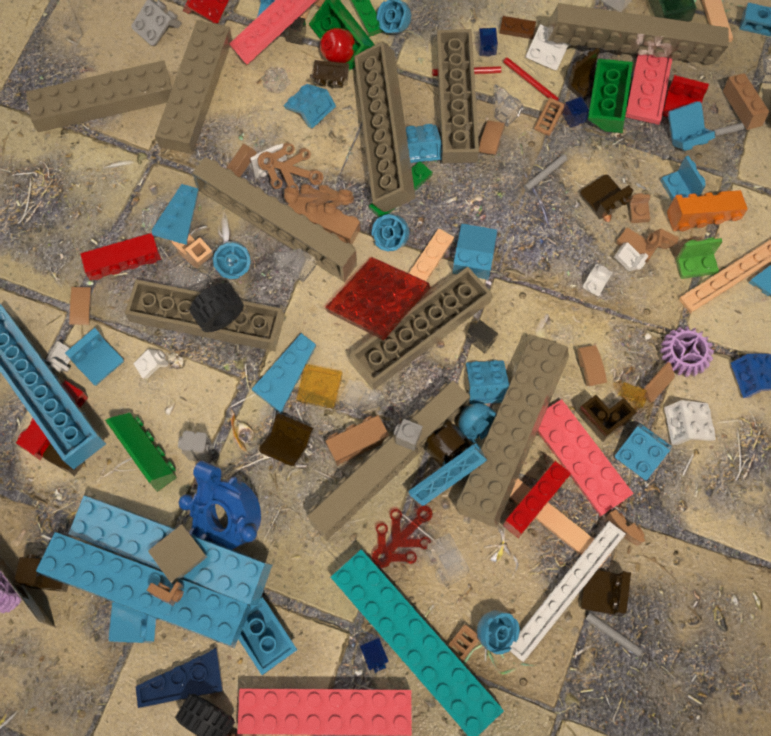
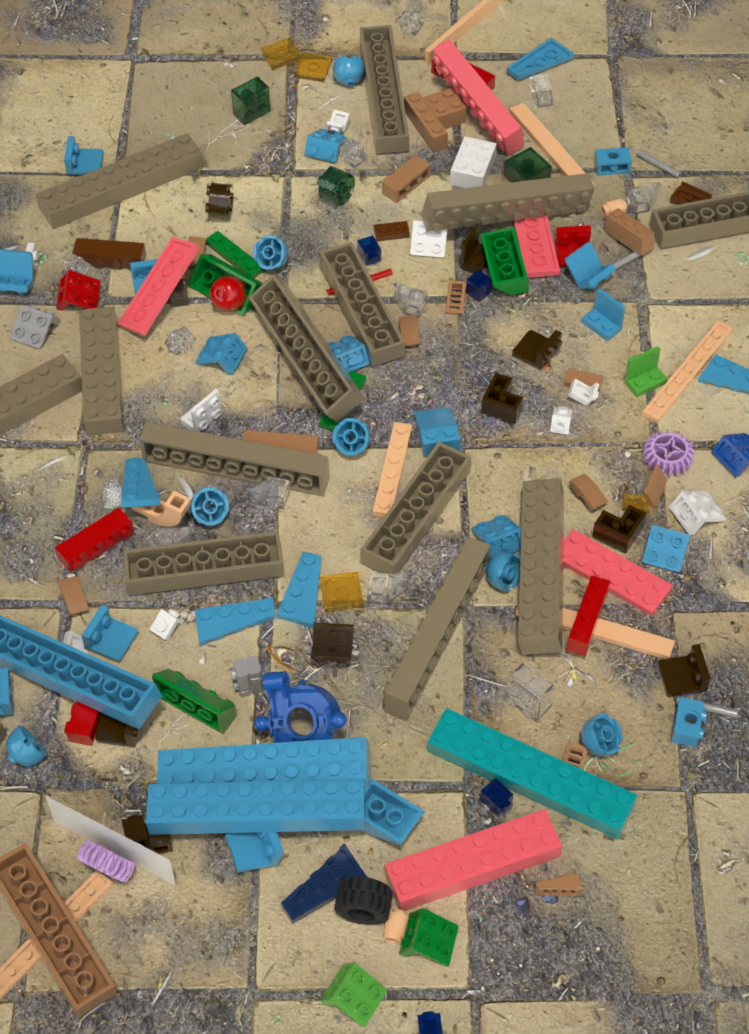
camera: 20 degrees left, 15 degrees down
(162, 592) = (284, 793): medium nougat bracket -> none
(177, 554) = (279, 758): dark tan tile -> none
(209, 378) = (230, 618): none -> dark azure wing
(216, 307) = (219, 543): black tyre -> none
(241, 160) = (178, 415): medium nougat slope -> none
(287, 166) = (228, 410): medium nougat plant -> none
(320, 196) = (270, 426): medium nougat plant -> none
(330, 73) = (230, 320): dark brown bracket -> none
(356, 439) = (398, 624): medium nougat brick -> none
(378, 298) = (365, 494): clear red plate -> none
(400, 540) = (477, 695): clear red plant -> none
(408, 434) = (449, 590): light grey brick -> none
(447, 444) = (486, 598): dark brown brick -> none
(448, 475) = (498, 619): dark azure fence -> none
(481, 336) = (476, 499): clear smoke brick -> none
(529, 79) = (415, 269): red bar -> none
(545, 172) = (472, 346): light grey bar -> none
(545, 240) = (499, 400): none -> dark brown brick
(566, 591) = (648, 685): white tile -> none
(578, 652) = (691, 711): none -> dark azure brick
(632, 533) = (685, 617): medium nougat slope -> none
(639, 208) = (572, 349): medium nougat bracket -> none
(661, 239) = (605, 367): medium nougat bracket -> none
(706, 209) = (633, 331): orange wedge -> none
(740, 68) = (612, 205): none -> light nougat brick

